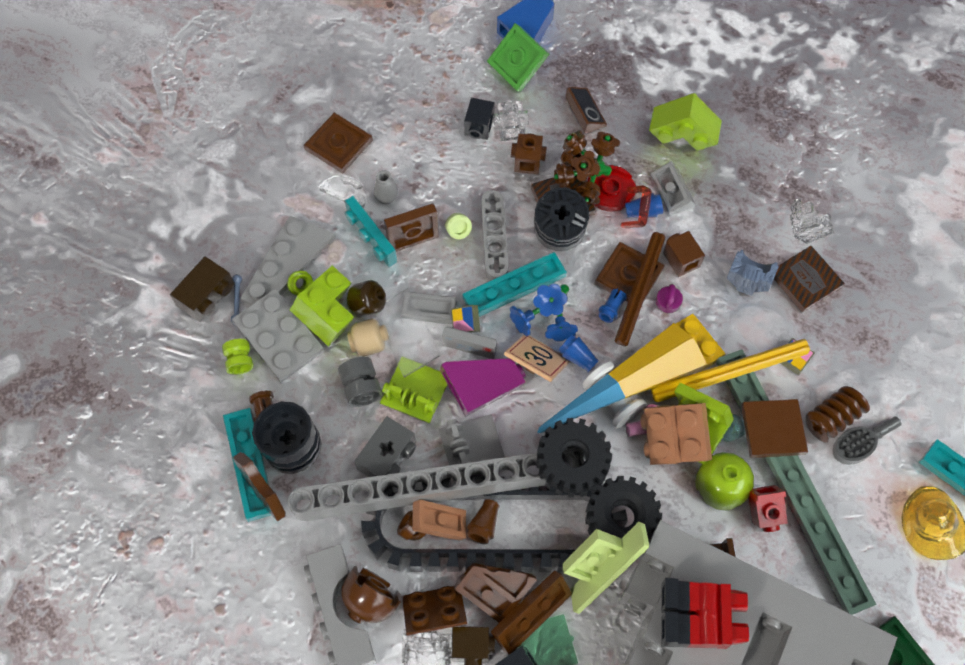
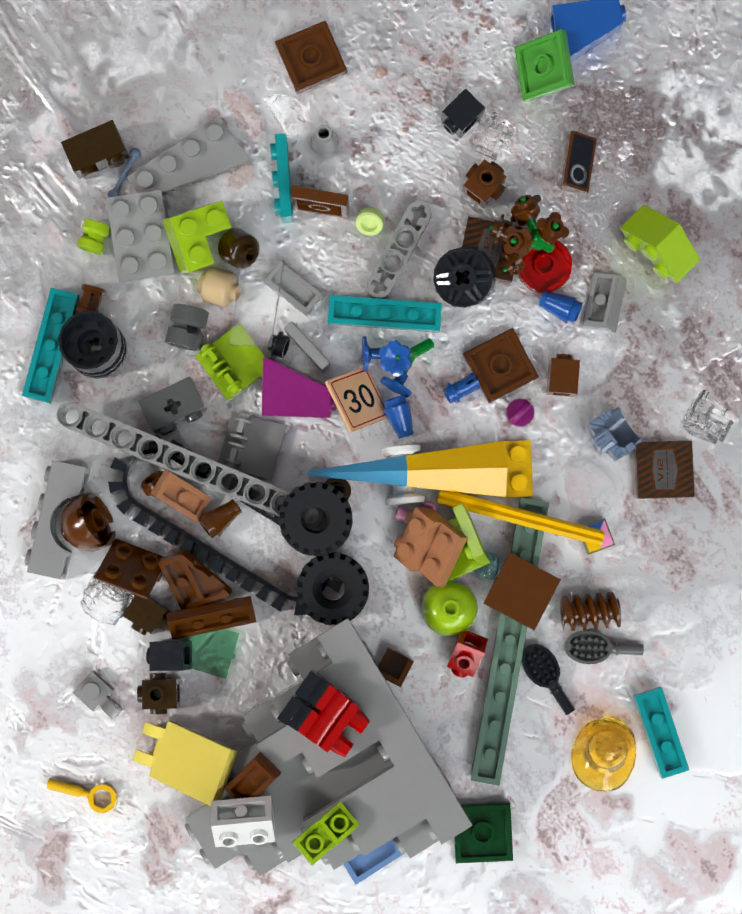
camera: 35 degrees right, 20 degrees up
(259, 486) = (45, 377): reddish brown tile -> none
(300, 274) = (189, 201): lime plate -> none
(446, 353) = (279, 345): none -> black plate
(466, 318) = (316, 323): tile -> none
(601, 562) = (286, 618): yellowish green bracket -> none
(639, 289) = (496, 388): reddish brown axle -> none
(643, 209) = (555, 309): clear red piece -> none
(837, 486) = (544, 671): none -> black piece

